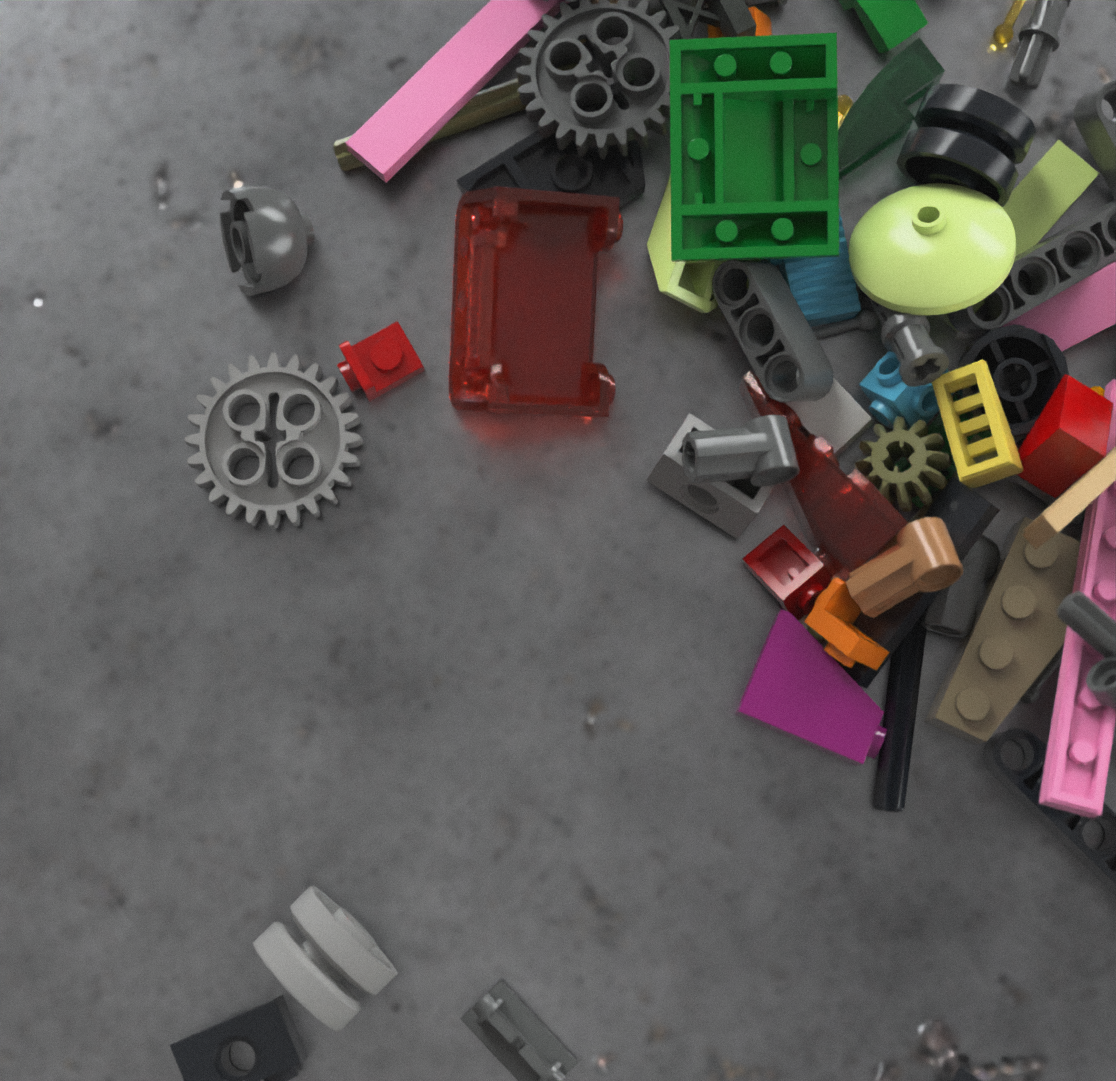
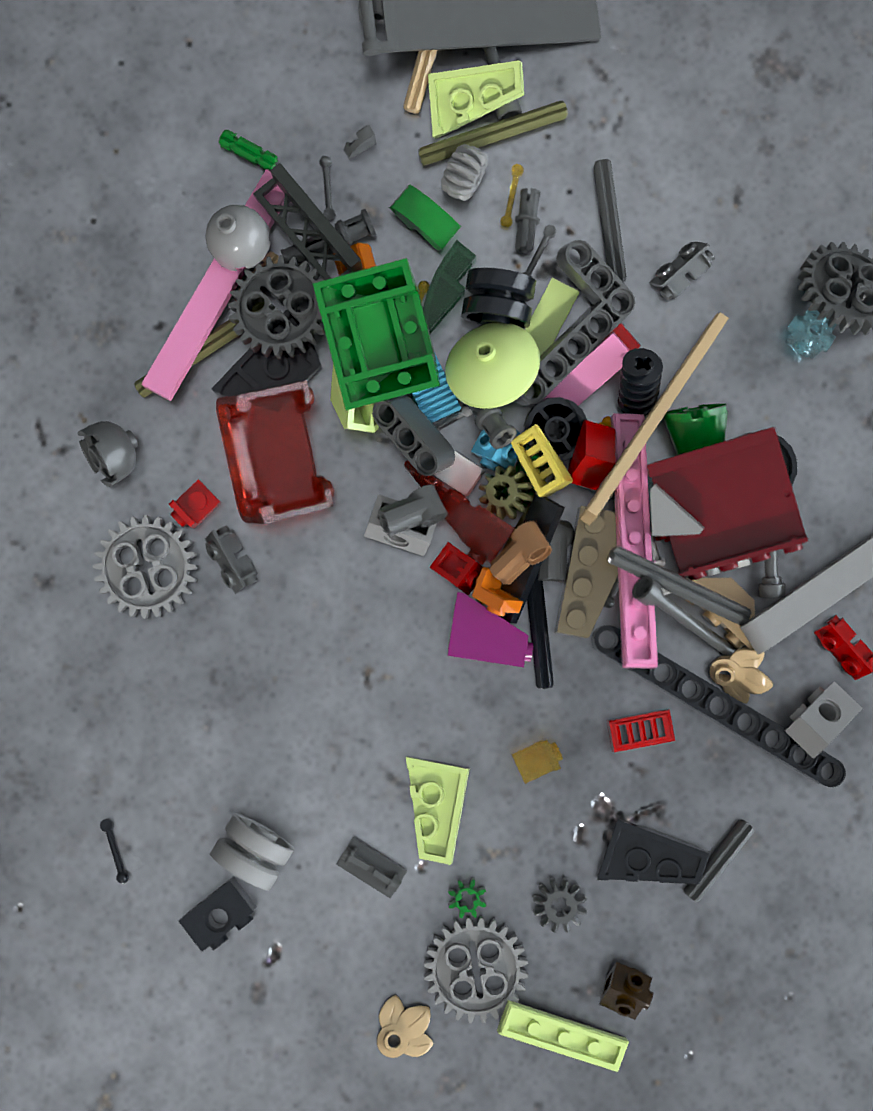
camera: 20 degrees left, 5 degrees up
(95, 853) = (107, 825): none -> black hinge
(407, 440) = (222, 549): none -> dark grey hinge
(657, 964) = (437, 805): none -> yellowish green wing
(846, 929) = (537, 759): none -> clear yellow bracket
(989, 924) = (615, 735): none -> red slope
(1068, 70) = (549, 232): none -> dark grey hinge

